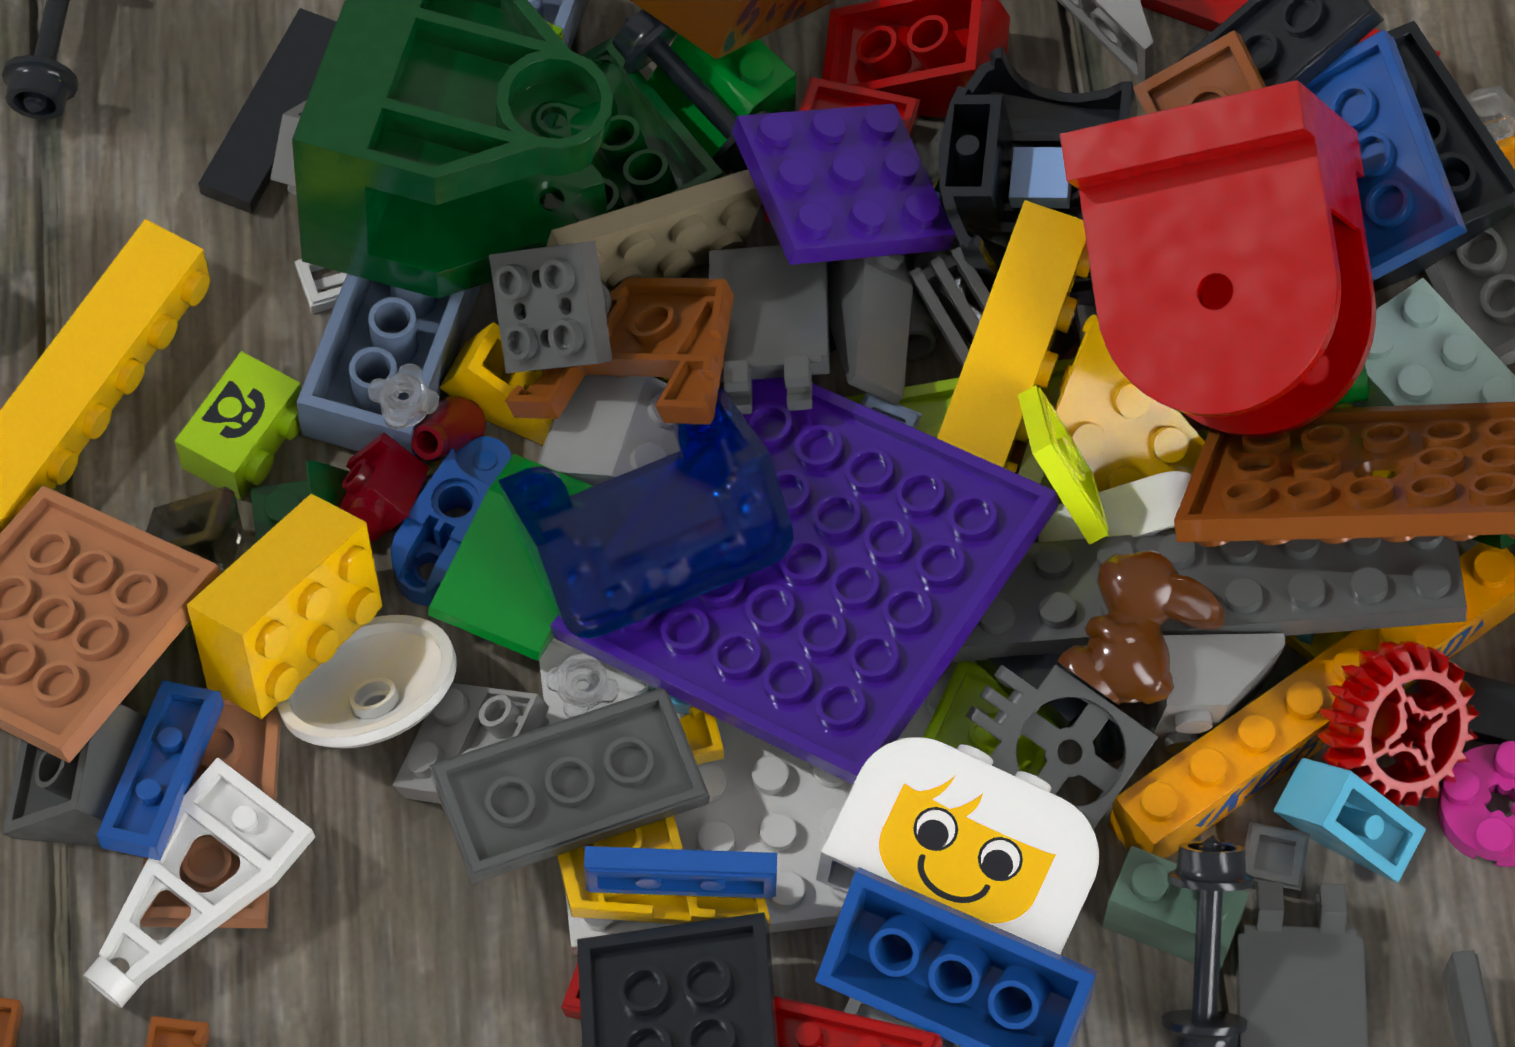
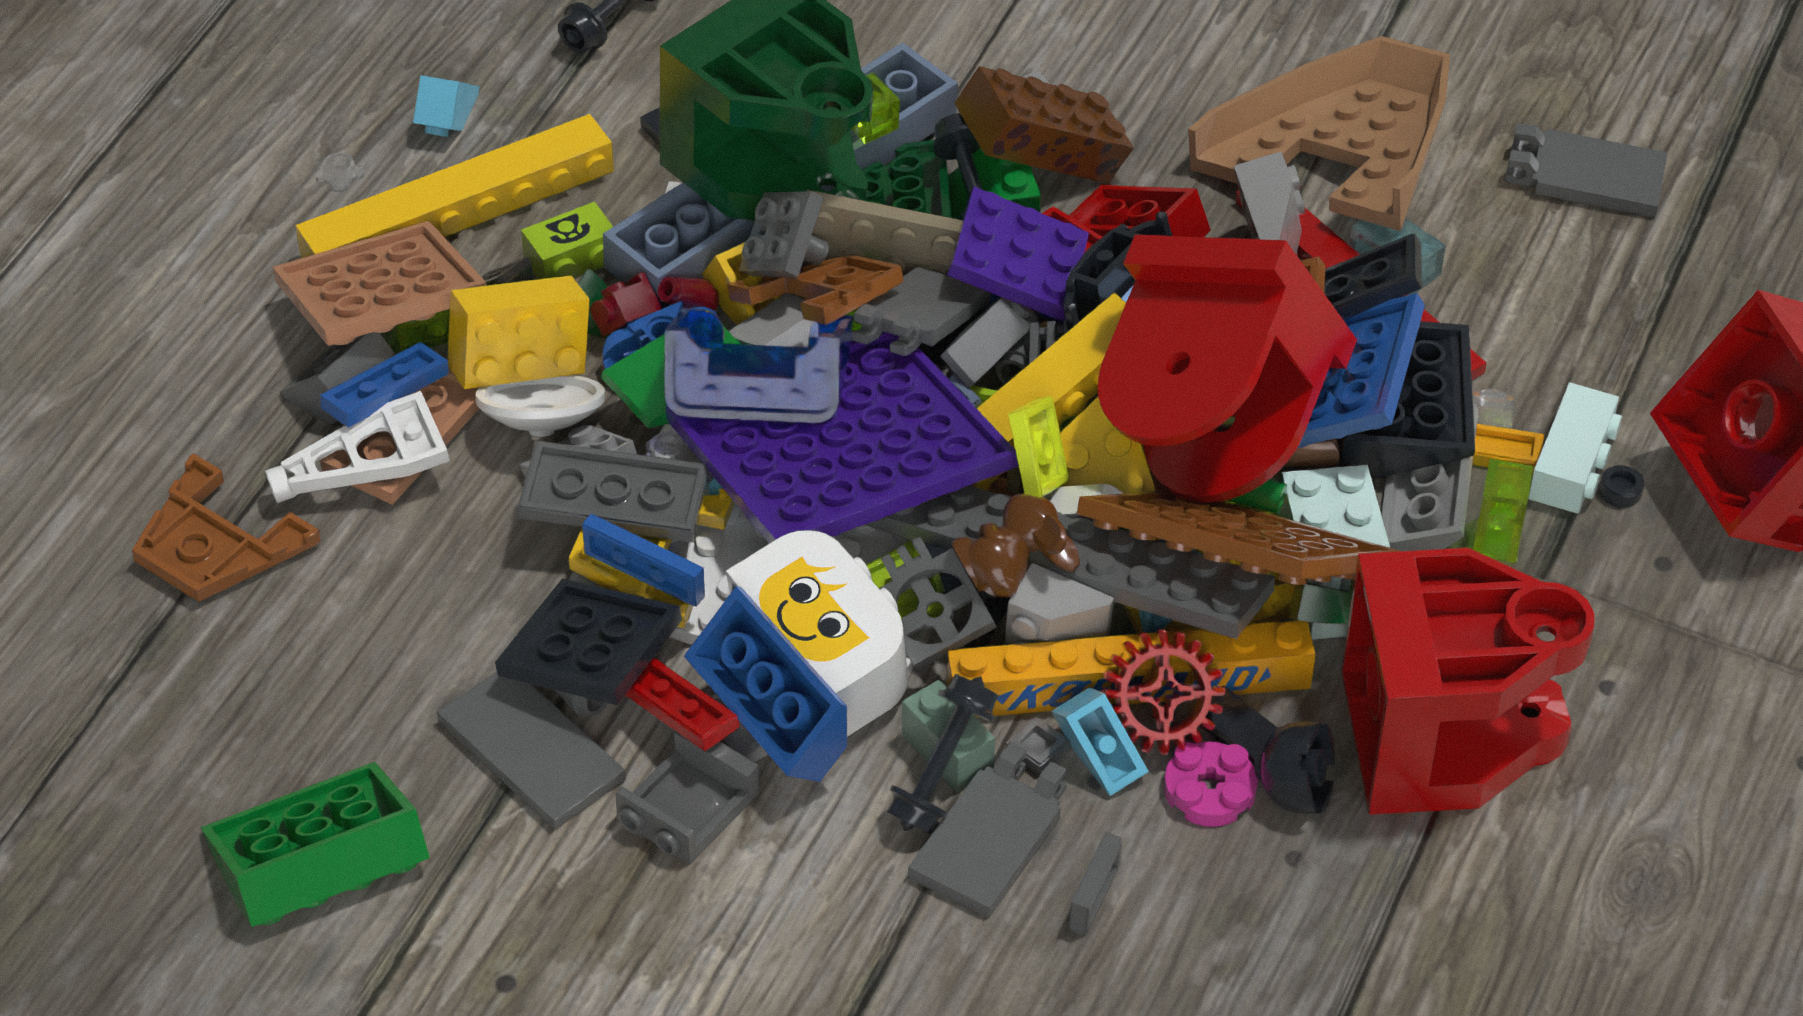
camera: 30 degrees right, 15 degrees down
(406, 412) = (665, 254): clear plate -> none

